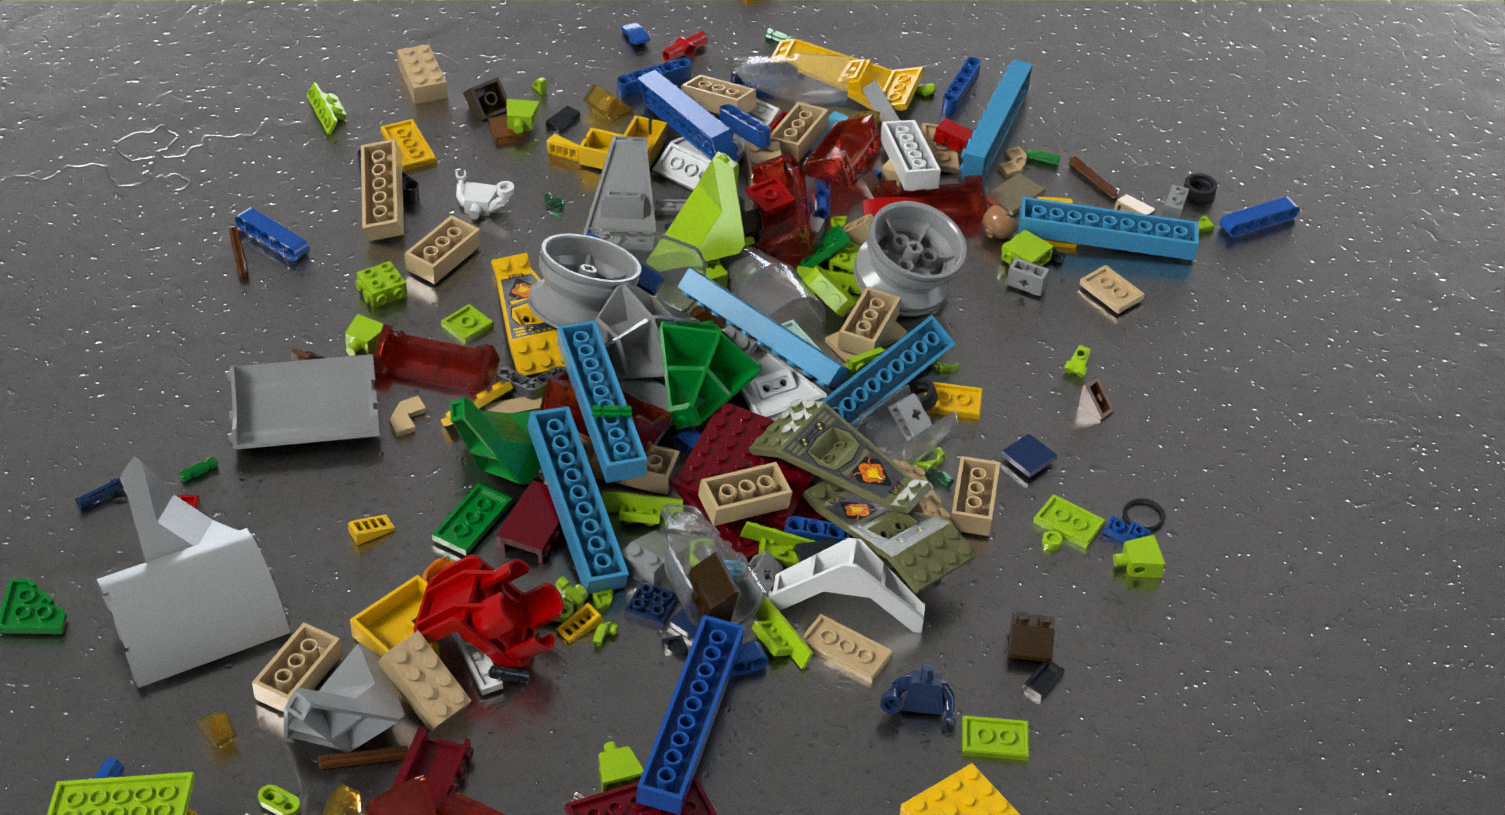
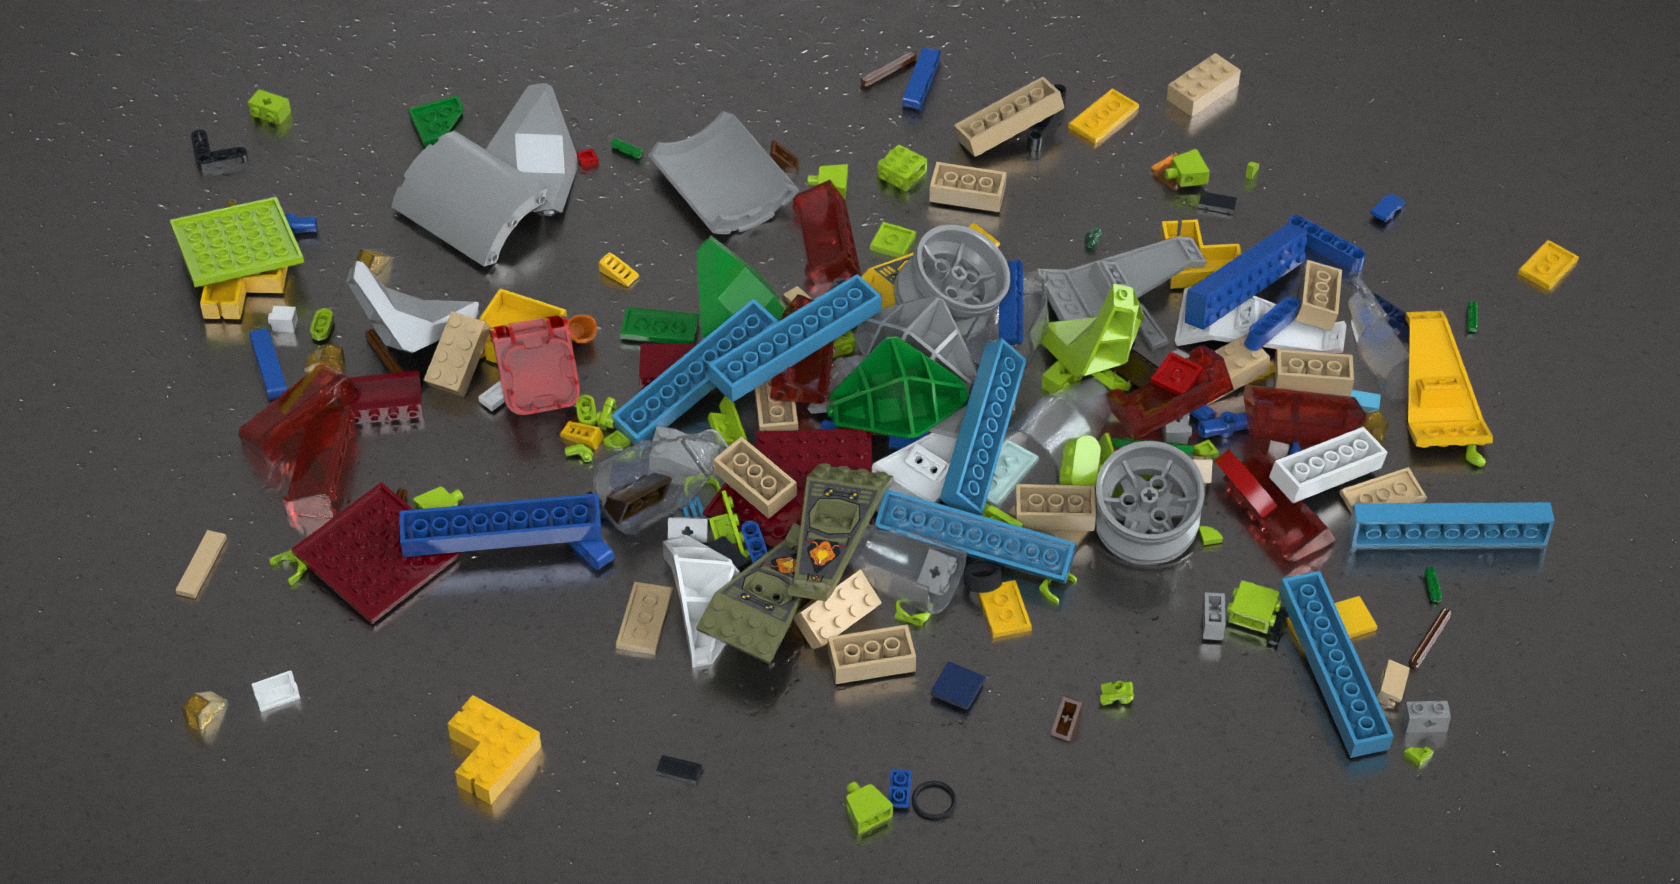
camera: 70 degrees right, 5 degrees up
(99, 493) = (575, 107): dark blue pin -> none
(298, 664) = (445, 280): tan brick -> none
(326, 107) = (1114, 47): lime bracket -> none
(406, 409) = (749, 242): tan tile -> none
(482, 198) = (1056, 184): white torso -> none
(483, 398) = (787, 277): yellow plate -> none
(487, 99) = (1203, 138): dark brown slope -> none
(508, 674) = (500, 406): black axle -> none
(562, 147) = (1169, 209): yellow slope -> none
(606, 104) = (1257, 222): clear yellow slope -> none
(611, 411) = (769, 343): green axle -> none
(684, 46) = (1393, 249): red piece -> none
(780, 635) = (627, 563): lime bracket -> none
(880, 102) = (1406, 426): light grey tile -> none
(922, 693) = (606, 677): dark blue torso -> none
(940, 475) = (891, 619): clear green arm -> none
(952, 135) = (1397, 489): red brick -> none
(961, 85) = (1500, 482): blue beam -> none
(995, 738) = (592, 751): lime tile -> none
(998, 224) = (1281, 566): medium nougat cylinder -> none
(1010, 193) = (1353, 577): dark tan tile -> none
(1016, 163) = (1400, 566): tan tile -> none
(1031, 636) = (715, 743): dark brown slope -> none
(1052, 540) = (857, 734): lime tile -> none
(1070, 521) = (890, 741): lime tile -> none
(1111, 289) = (1249, 694): tan plate -> none
(1204, 181) = (1480, 722): black tyre -> none
(1259, 216) = (1464, 800): blue beam -> none

